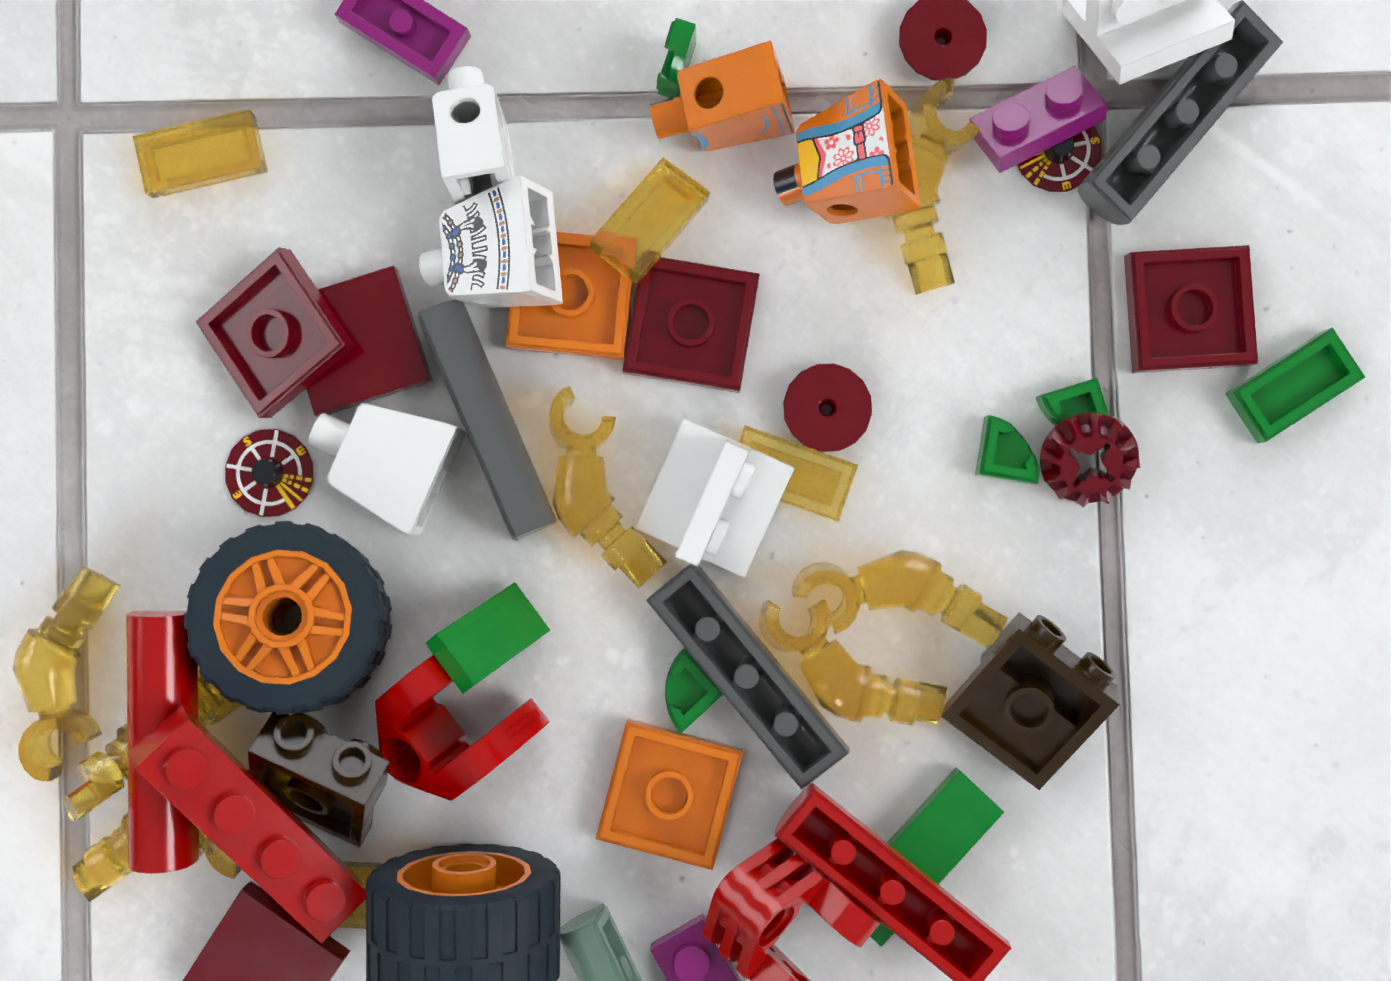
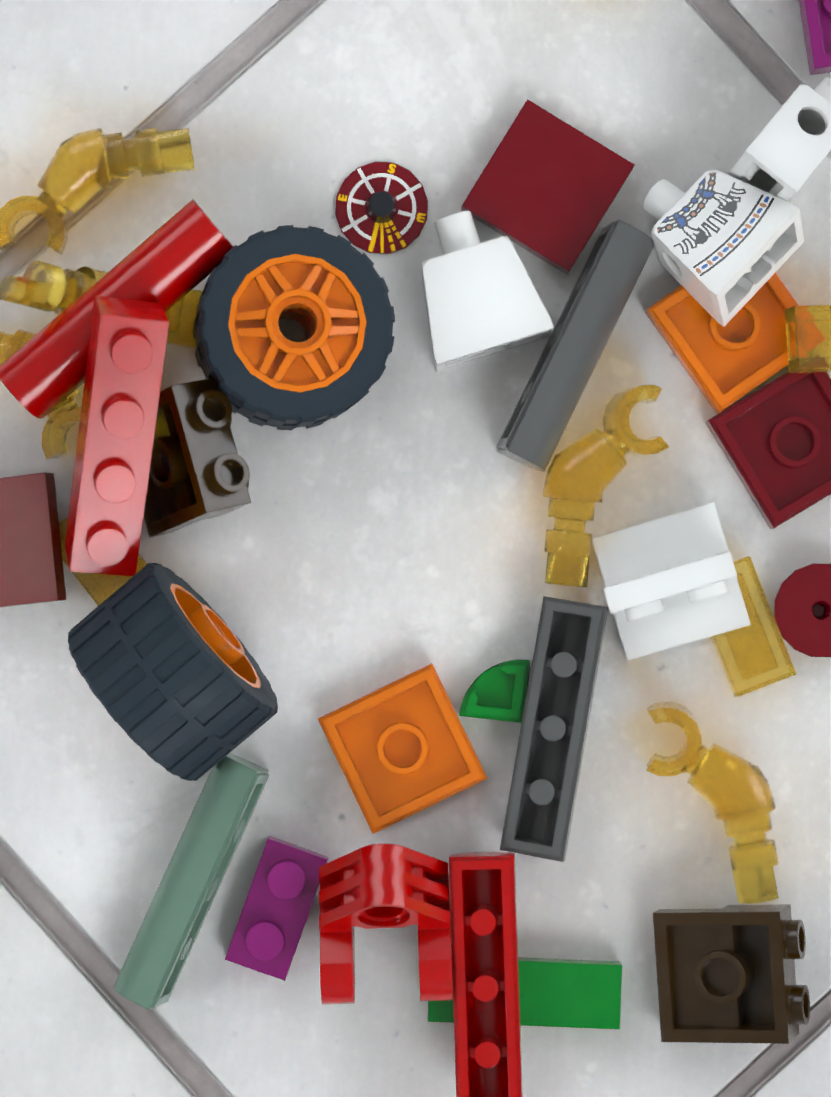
camera: 50 degrees right, 0 degrees up
(275, 333) = (500, 118): tile -> none
(429, 745) = (286, 515): red piece -> none
(487, 637) = (409, 496): green tile -> none
(843, 683) = (611, 807): clear yellow piece -> none

